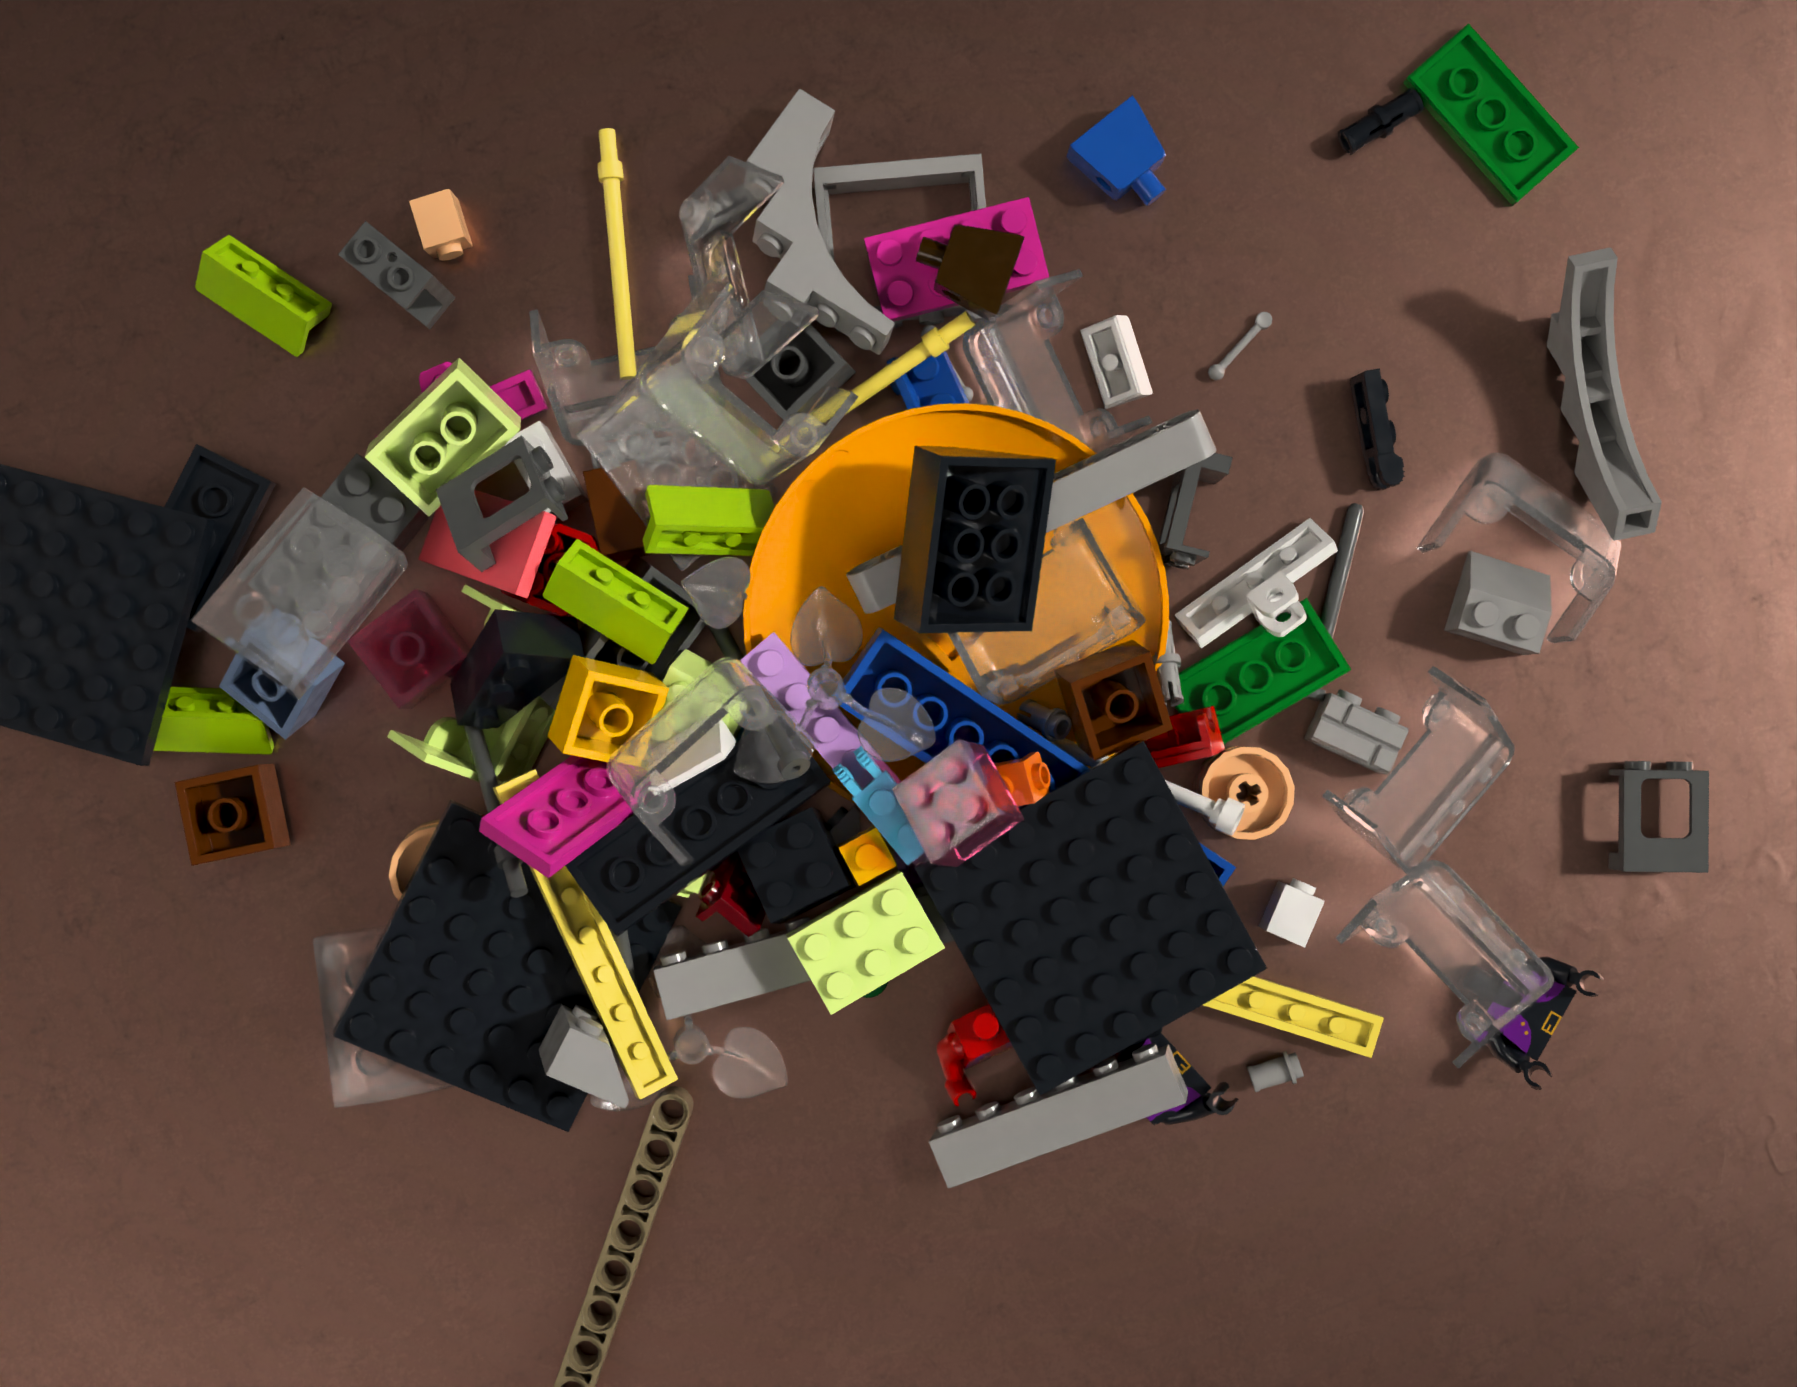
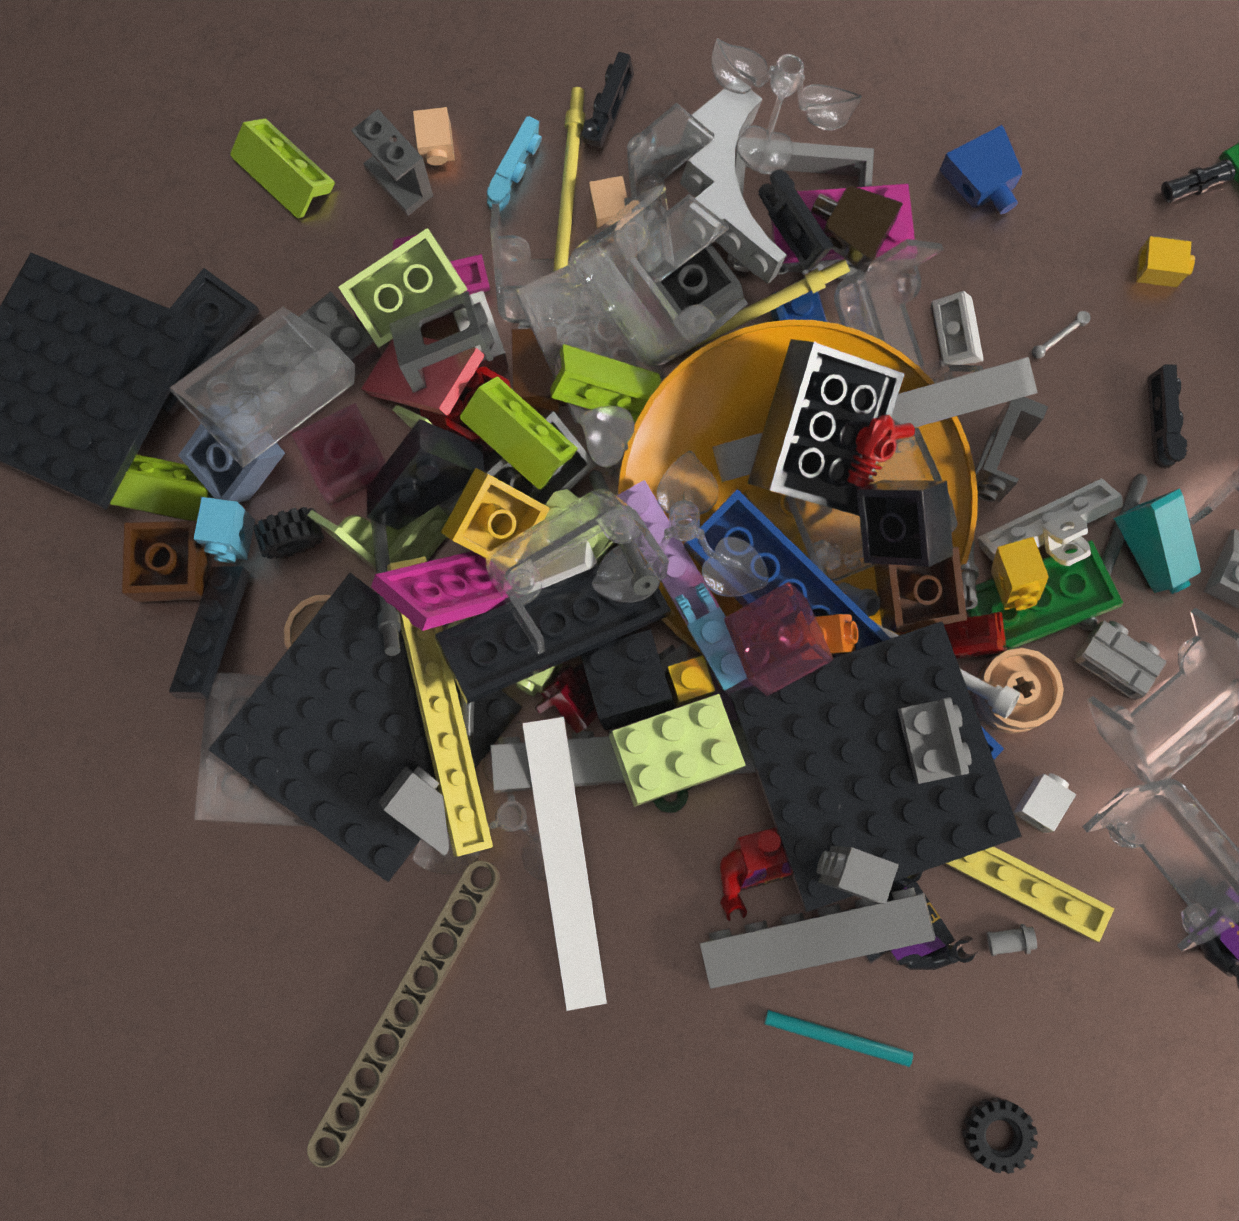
camera: 15 degrees right, 10 degrees down
(293, 768) = (224, 529): none -> medium azure brick
(303, 889) = (209, 633): none -> black plate
(367, 756) = (287, 533): none -> black tyre
(544, 247) = (512, 165): none -> medium azure hinge
(648, 142) = (609, 102): none -> black hinge
(669, 276) = (607, 198): none -> light nougat brick
(761, 1079) = (564, 863): none -> white sticker
(804, 73) = (826, 106): none -> clear plant
(897, 274) = (794, 220): none -> black hinge
(1036, 554) = (876, 444): none -> red piece
(1082, 642) = (905, 522): none -> black brick
(1085, 1060) = (857, 873): none -> light grey brick
(1099, 1210) = (838, 1038): none -> teal bar
(1152, 884) = (935, 740): none -> light grey bracket
(1226, 663) = (1019, 574): none -> yellow brick
(1289, 1308) = (1022, 1141): none -> black tyre
(1352, 235) = (1164, 261): none -> yellow brick
(1386, 588) = (1162, 541): none -> teal slope

